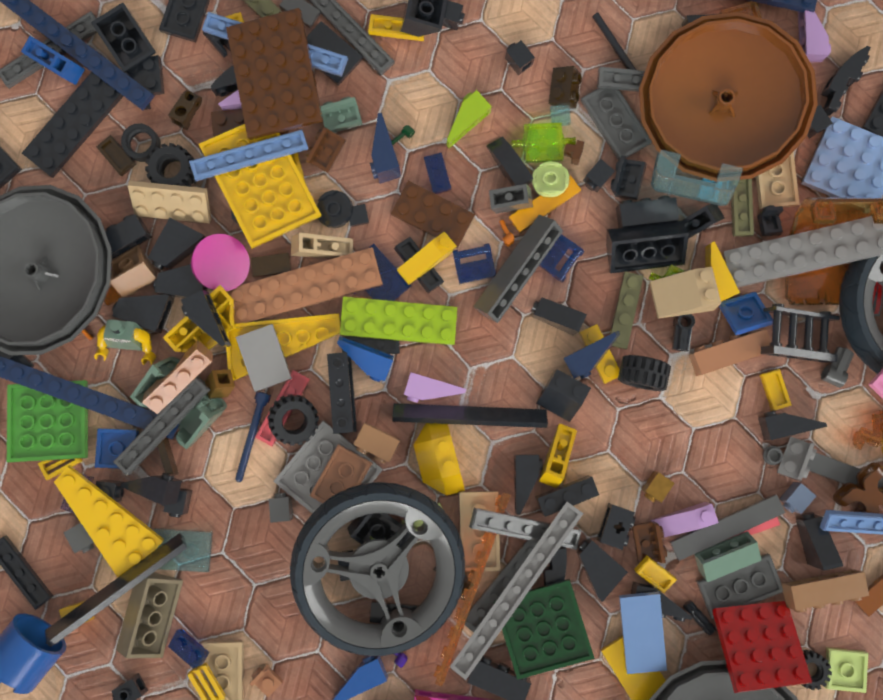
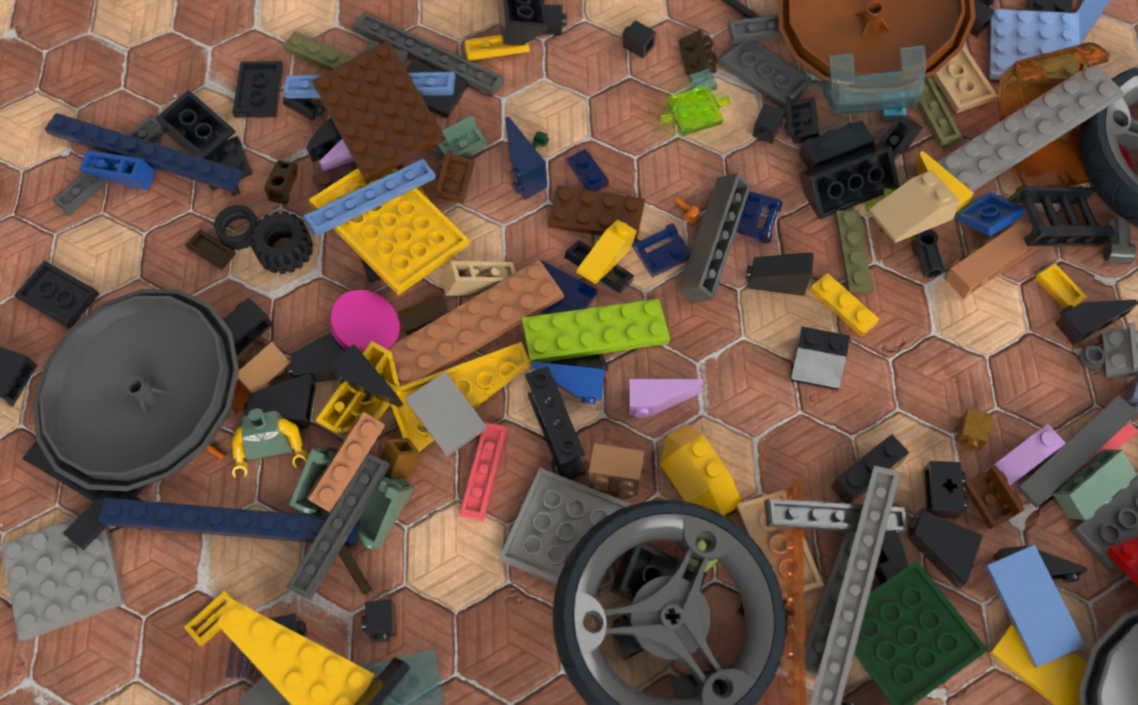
camera: 10 degrees left, 20 degrees down
(44, 426) = (184, 575): bright green plate -> none
(72, 125) = (151, 231): black plate -> none
(111, 444) = (275, 573): blue plate -> none
(160, 488) = (349, 600): black slope -> none
(170, 201) = (288, 274): tan plate -> none
(174, 244) = (303, 320): black slope -> none
(261, 401) = (455, 466): dark blue piece -> none
(280, 508) = (517, 589): dark grey brick -> none
(304, 431) = (516, 459): black tyre -> none
(335, 209) = (484, 235): black tile -> none
(341, 472) = (579, 513): nougat tile -> none
(359, 216) = (511, 236): black tile -> none
(470, 415) = (716, 412): black tile -> none
(472, 111) = (606, 101): lime slope -> none
(509, 162) = (667, 139): black slope -> none
(511, 198) = (680, 168): dark grey brick -> none
(525, 476) = (810, 460): black slope -> none
(542, 206) = (723, 164): light orange tile -> none
(550, 179) = (716, 142): yellowish green tile -> none
(558, 456) = (841, 430): yellow slope -> none
(574, 151) = (732, 109): reddish brown tile -> none
(588, 358) = (832, 306): dark blue slope -> none
(644, 372) = (904, 302): black tyre -> none
(655, 574) = (1016, 531): yellow tile -> none
(699, 617) = (1098, 573): black axle -> none
(770, 221) = (972, 119): black bracket -> none

